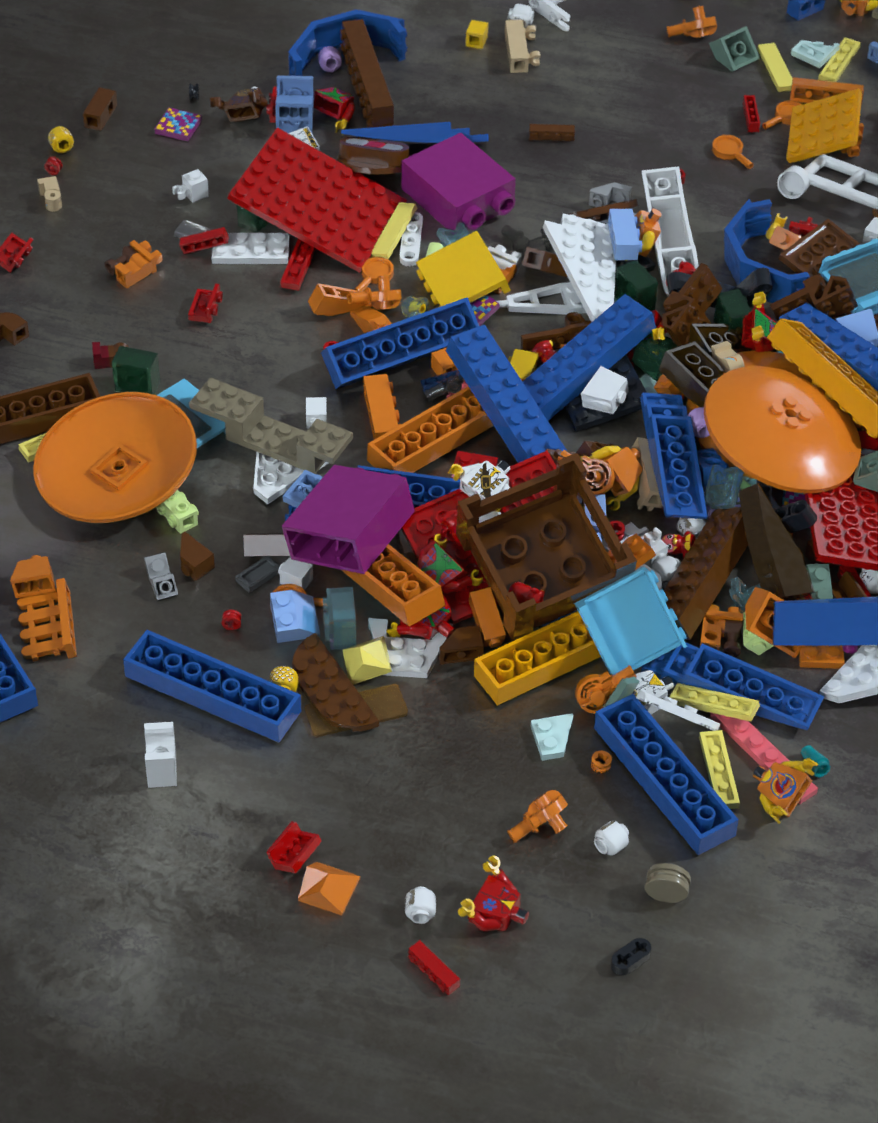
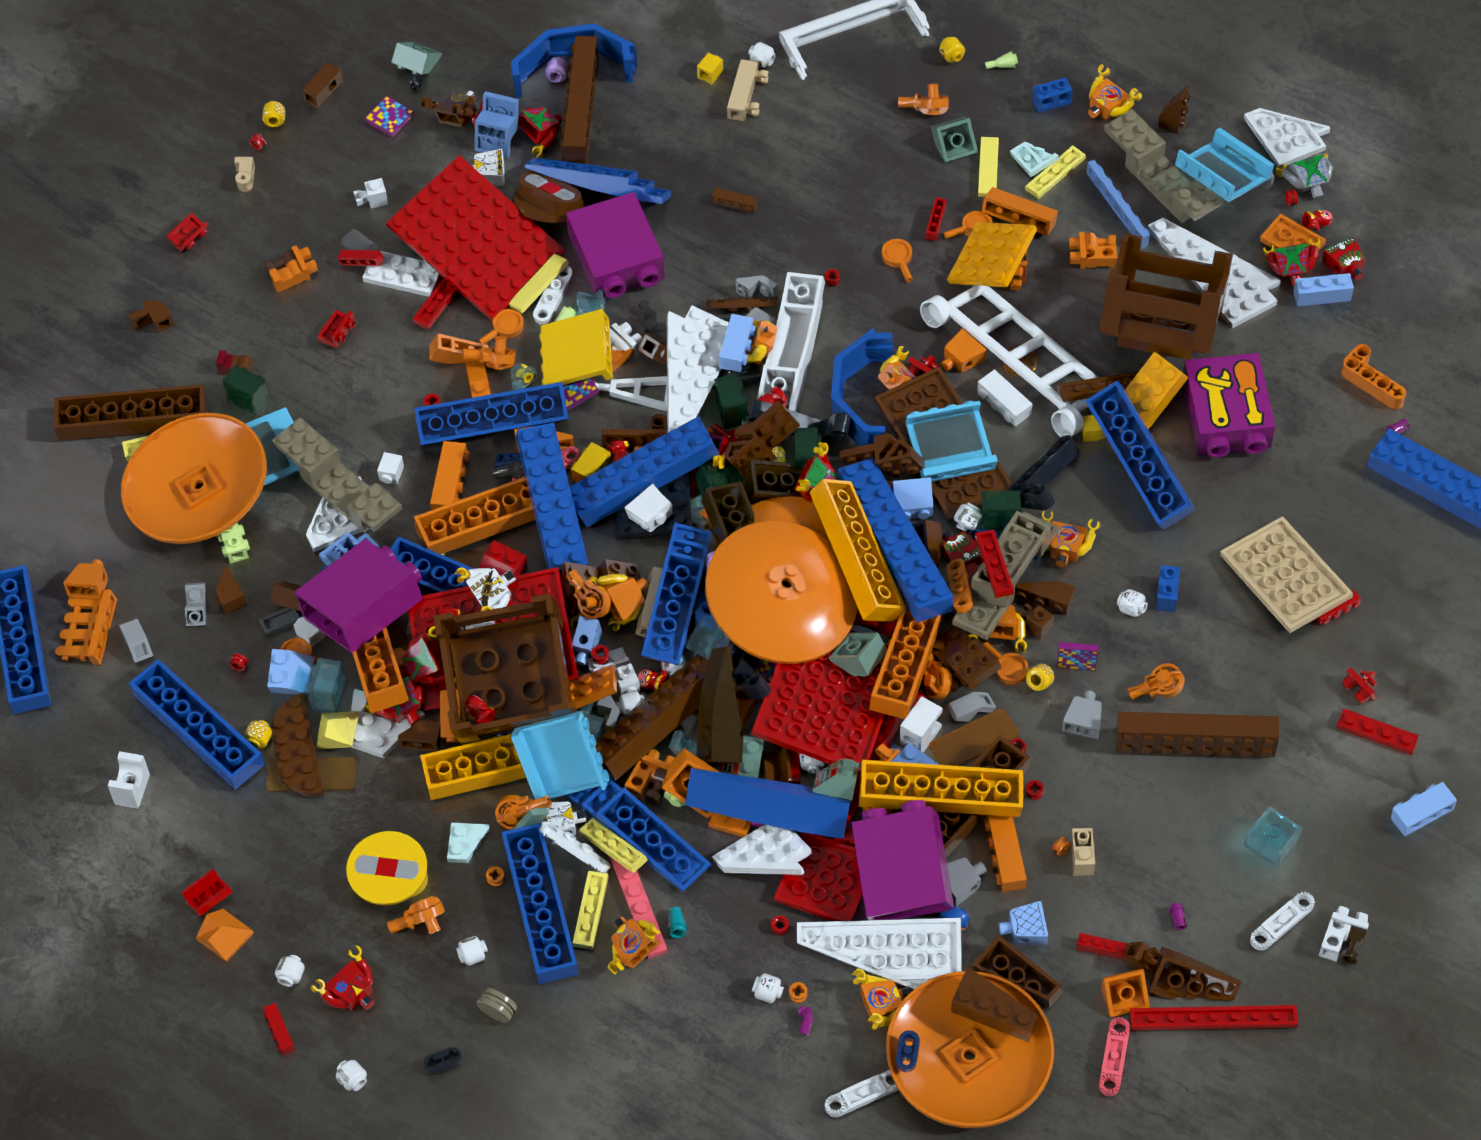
camera: 20 degrees right, 10 degrees up
(111, 620) = (136, 640): none -> light grey slope
(184, 71) = (415, 57): none -> slope
(485, 777) = (387, 868): none -> yellow piece
(537, 994) = (351, 1075): none -> white head
(726, 356) = (766, 503): tan leg -> none
(837, 209) = (963, 352): none -> orange torso

